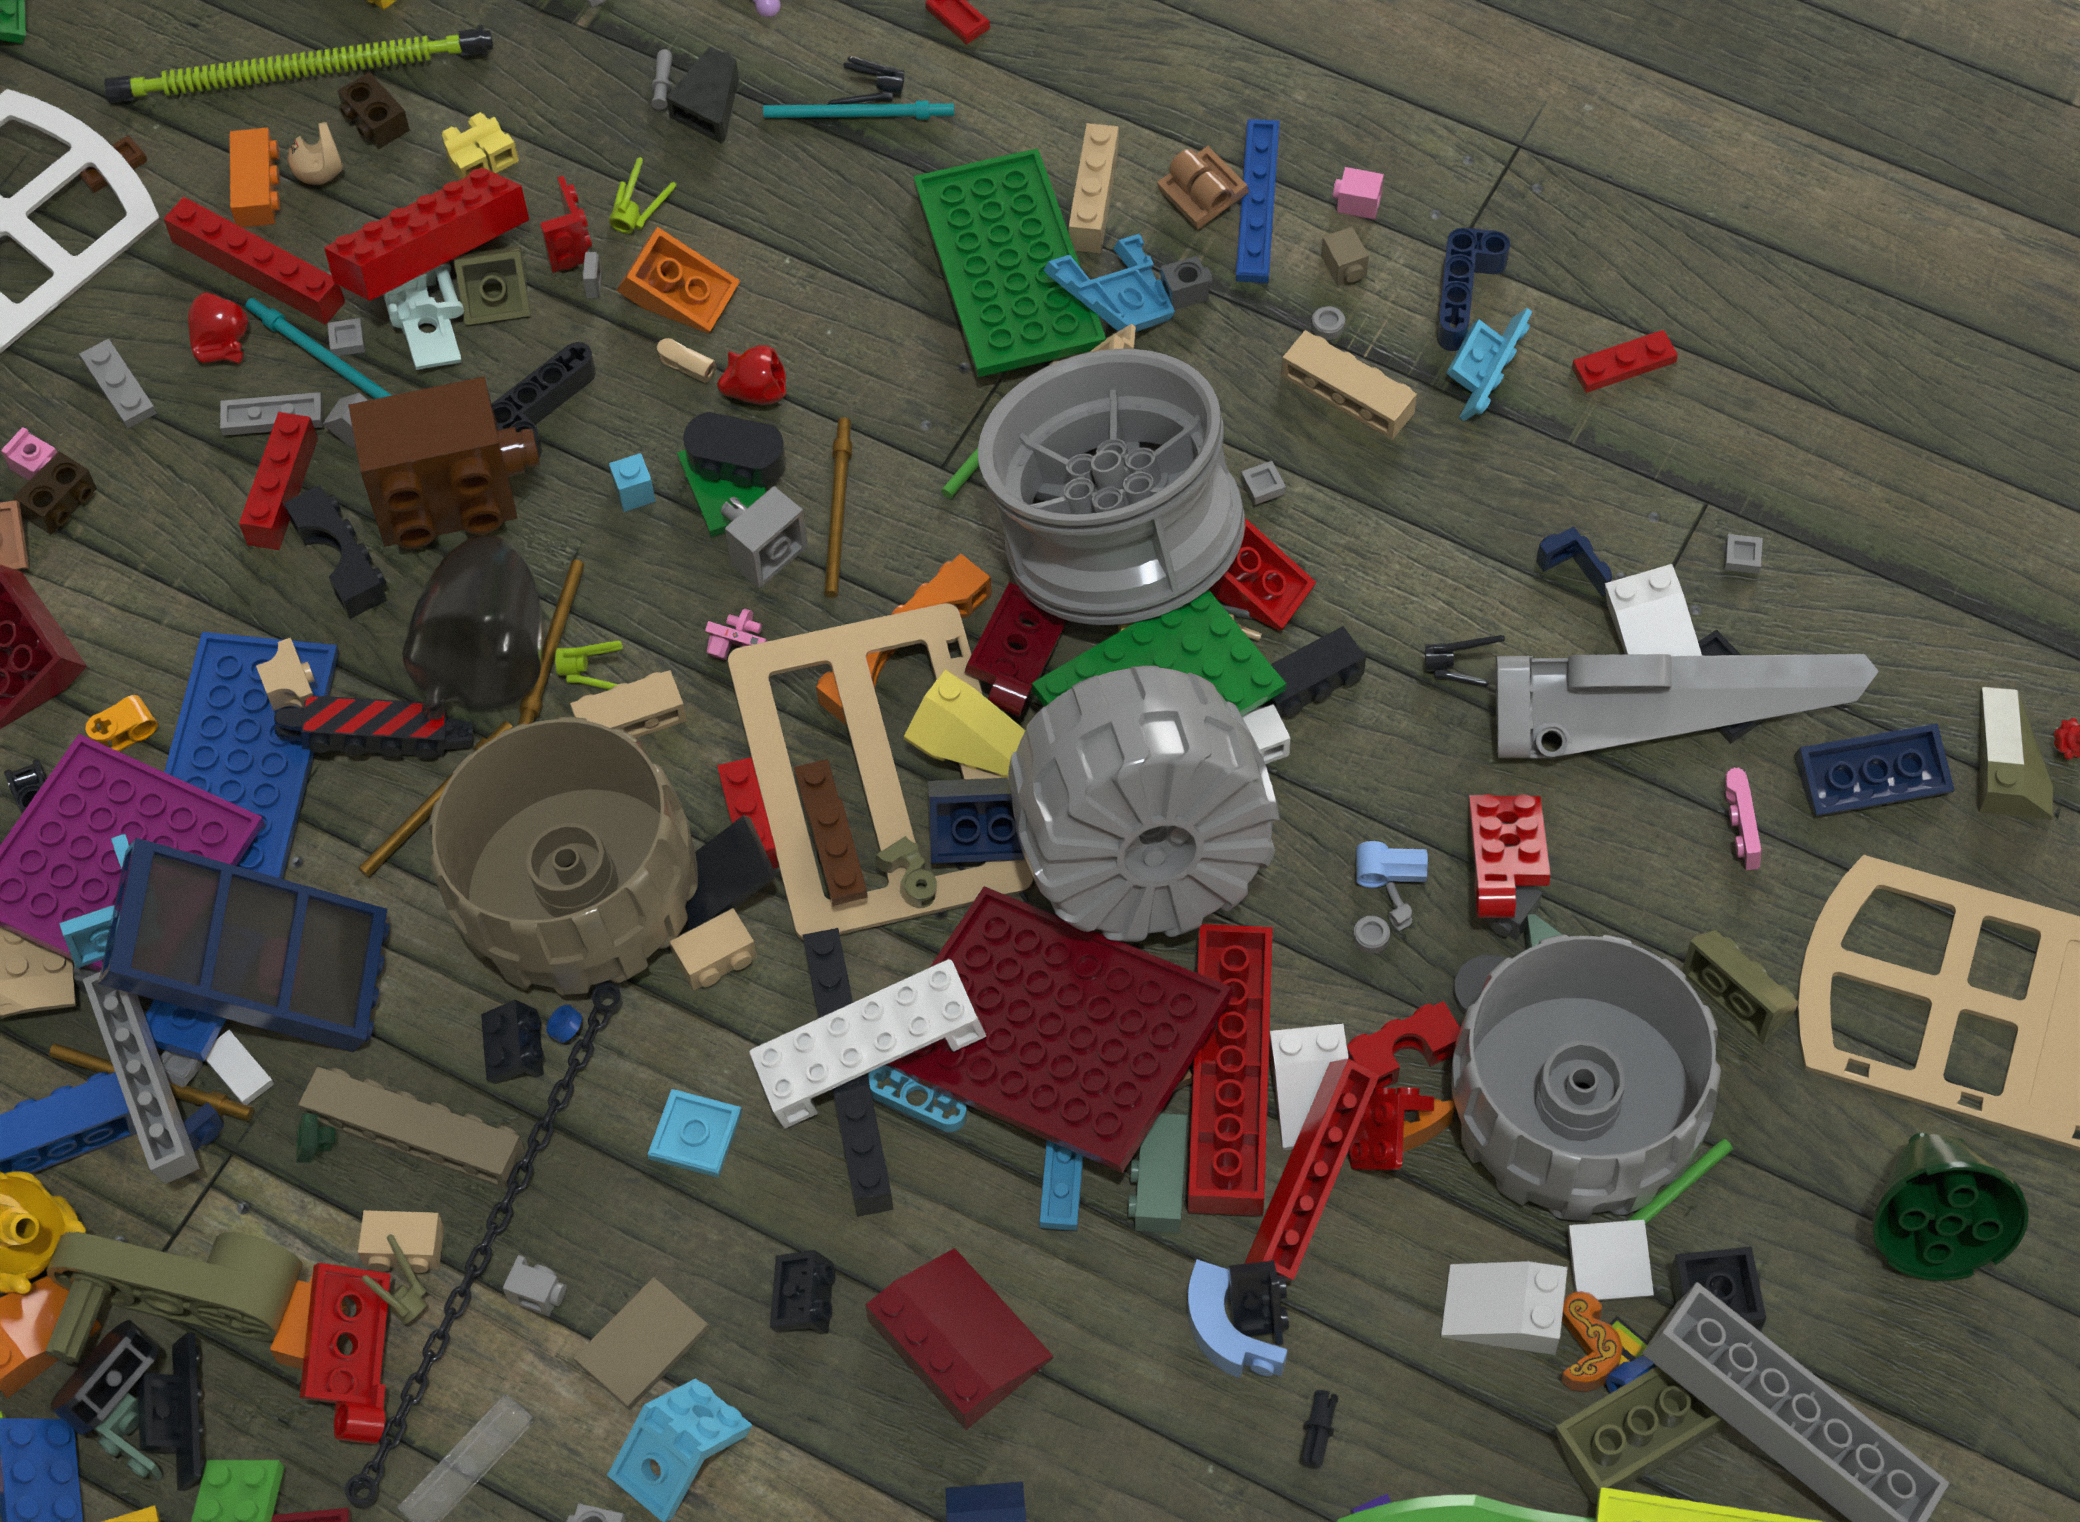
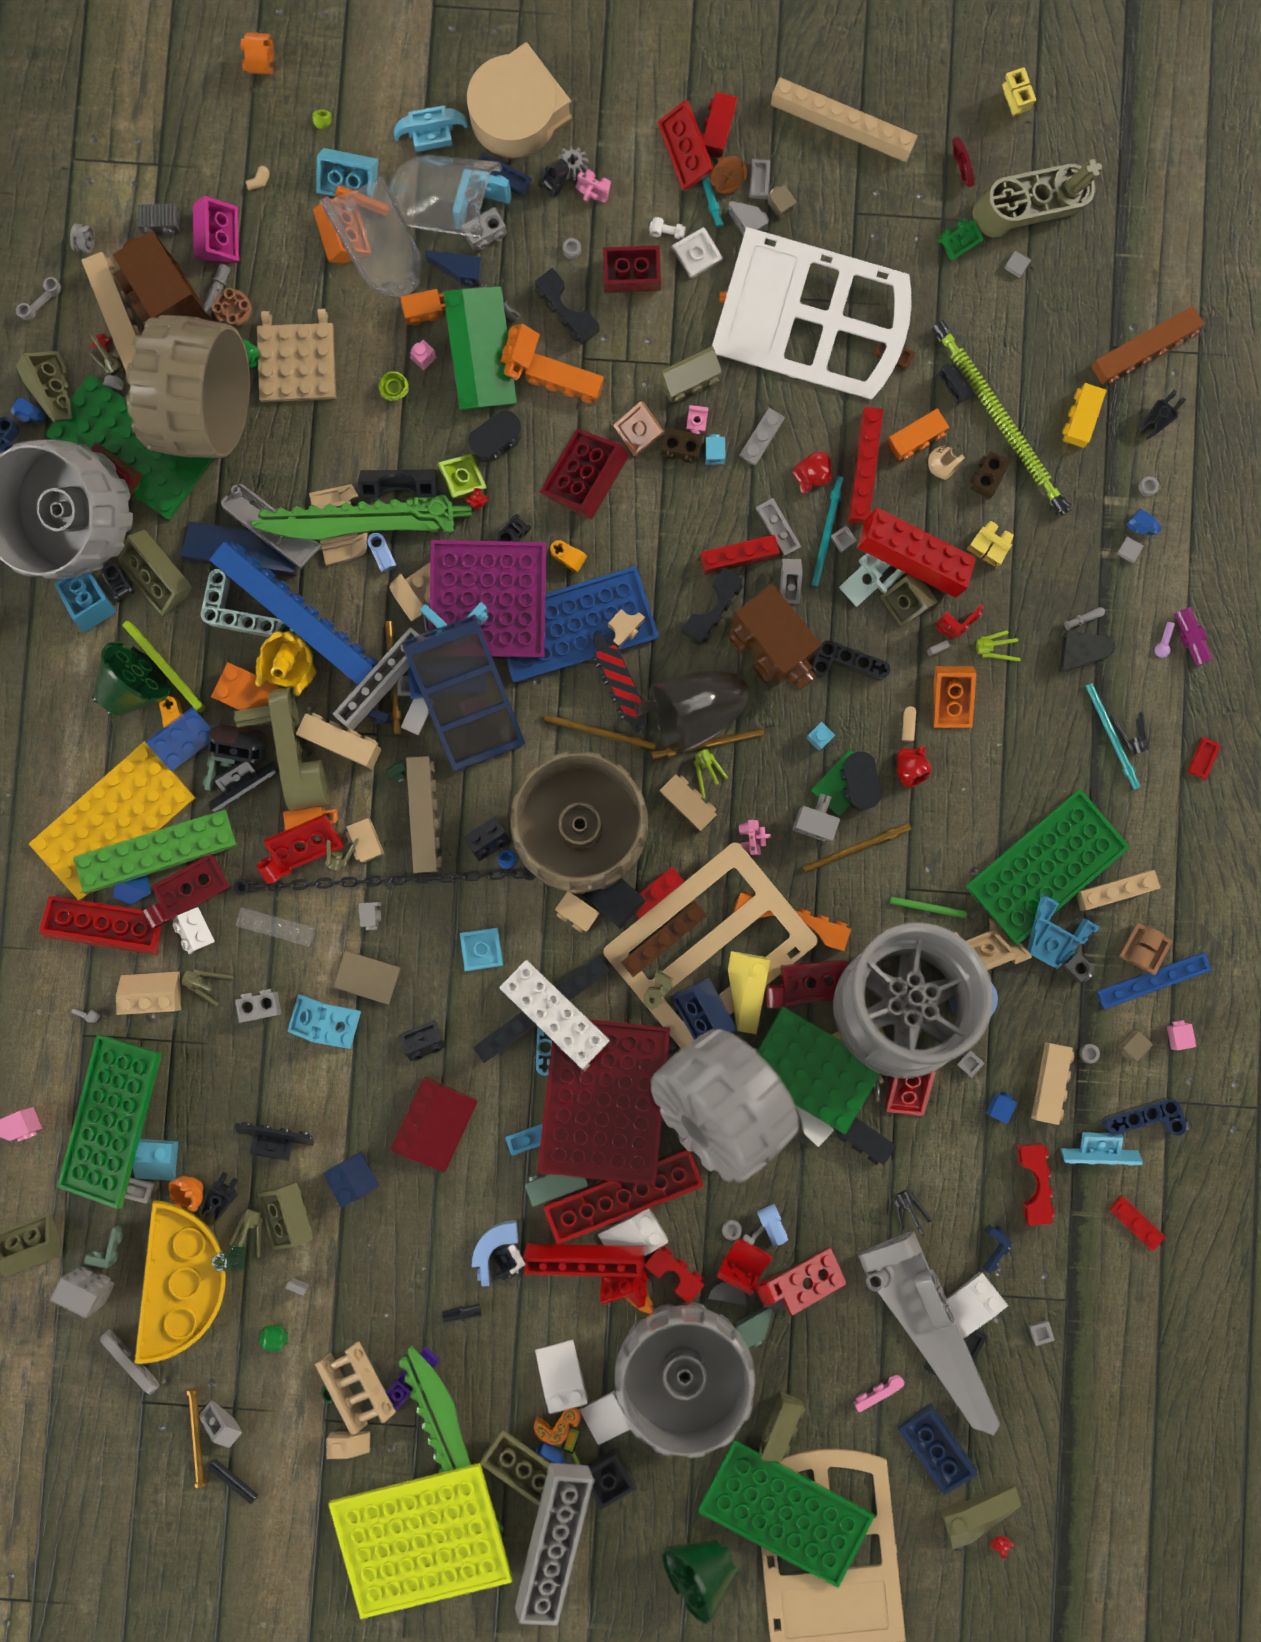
camera: 60 degrees right, 25 degrees up
(95, 450) = (714, 450): none -> medium azure brick
(207, 1197) = (335, 739): none -> tan brick
(208, 100) = (955, 383): none -> black bracket
(1354, 466) = (1001, 1107): none -> blue brick
(1436, 928) = (743, 1266): none -> red bracket
(1461, 453) = (1038, 1208): none -> red arch
(1890, 1037) = (786, 1513): none -> green plate

